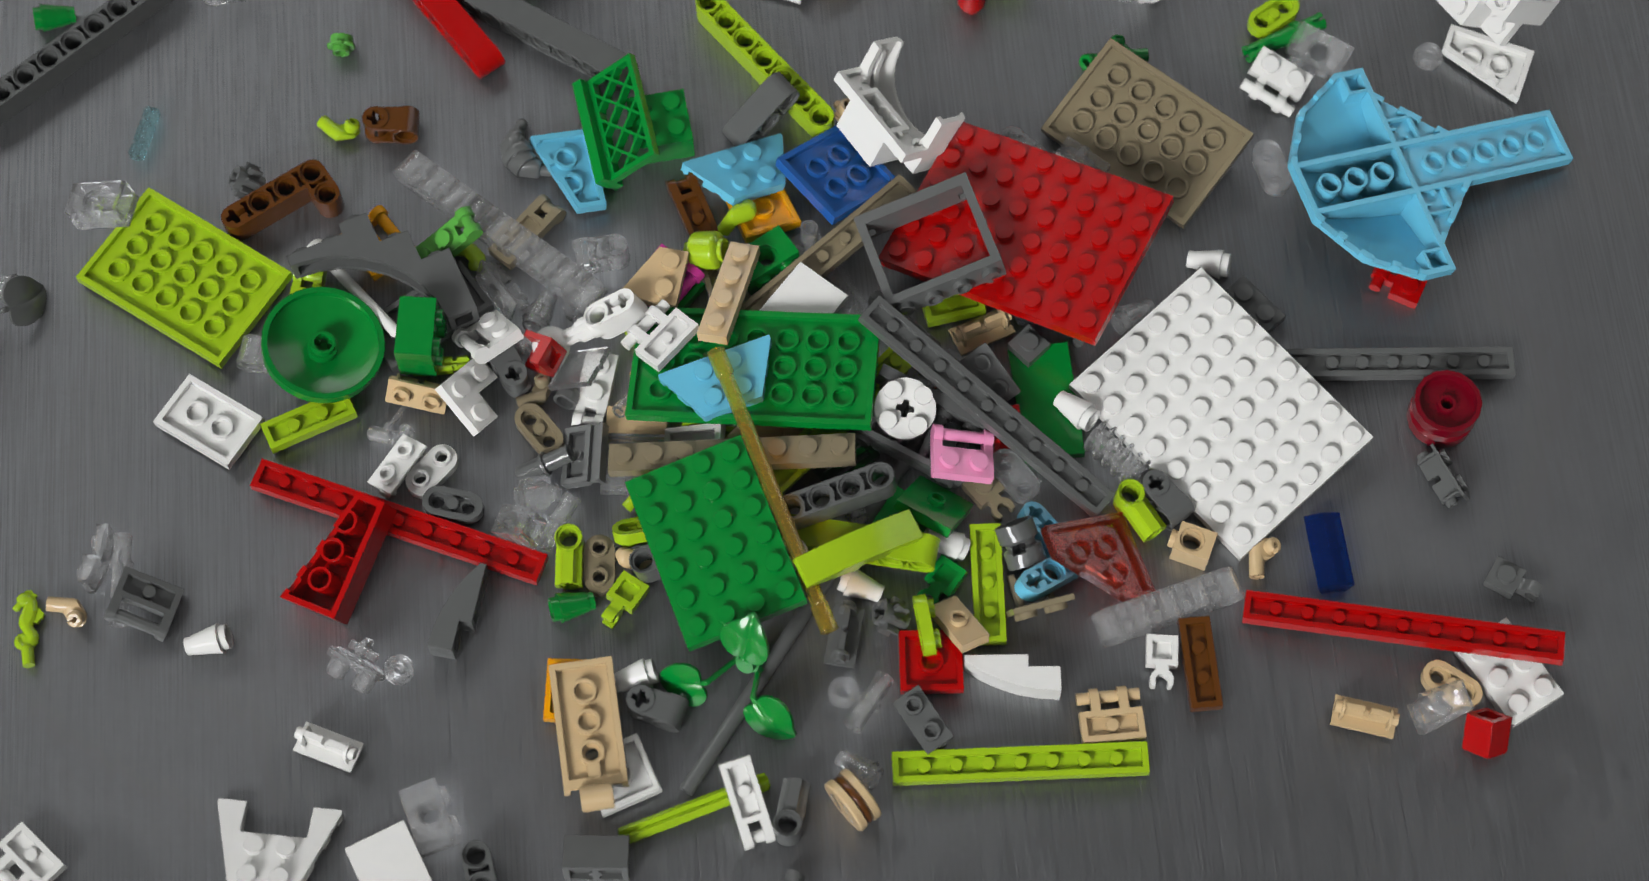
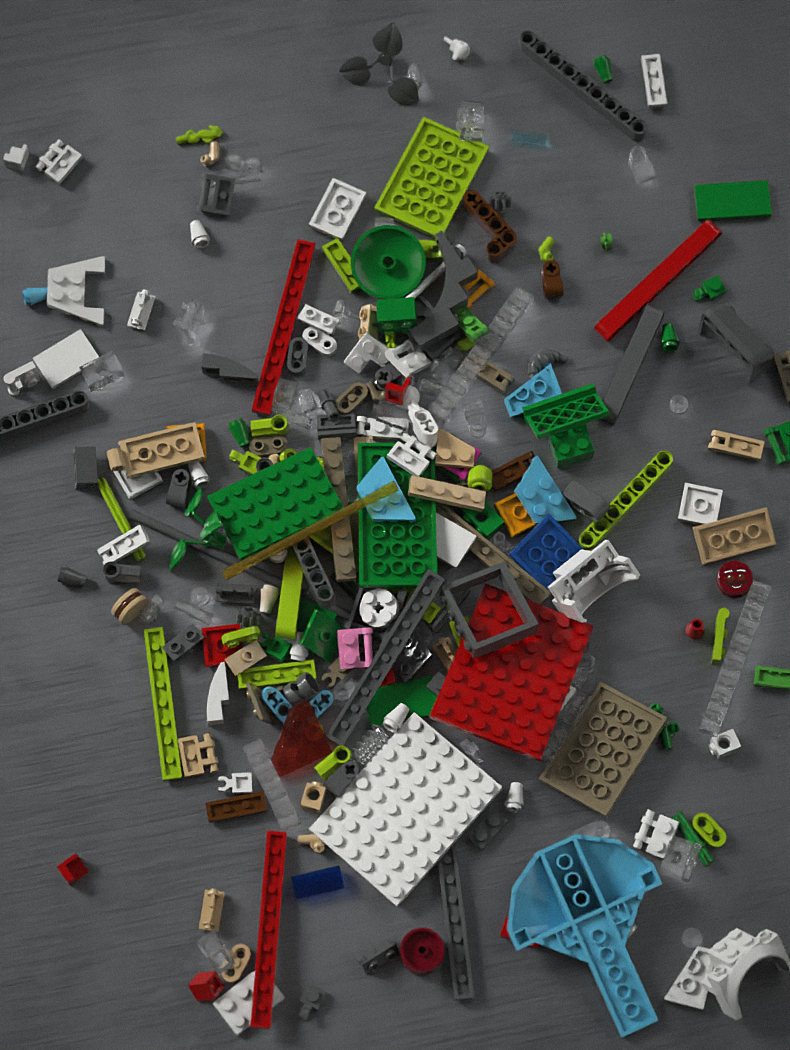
camera: 85 degrees right, 5 degrees up
(343, 560) = (250, 298): red wedge -> none
(737, 215) = (508, 496): lime arm -> none
(857, 548) = (276, 585): lime slope -> none

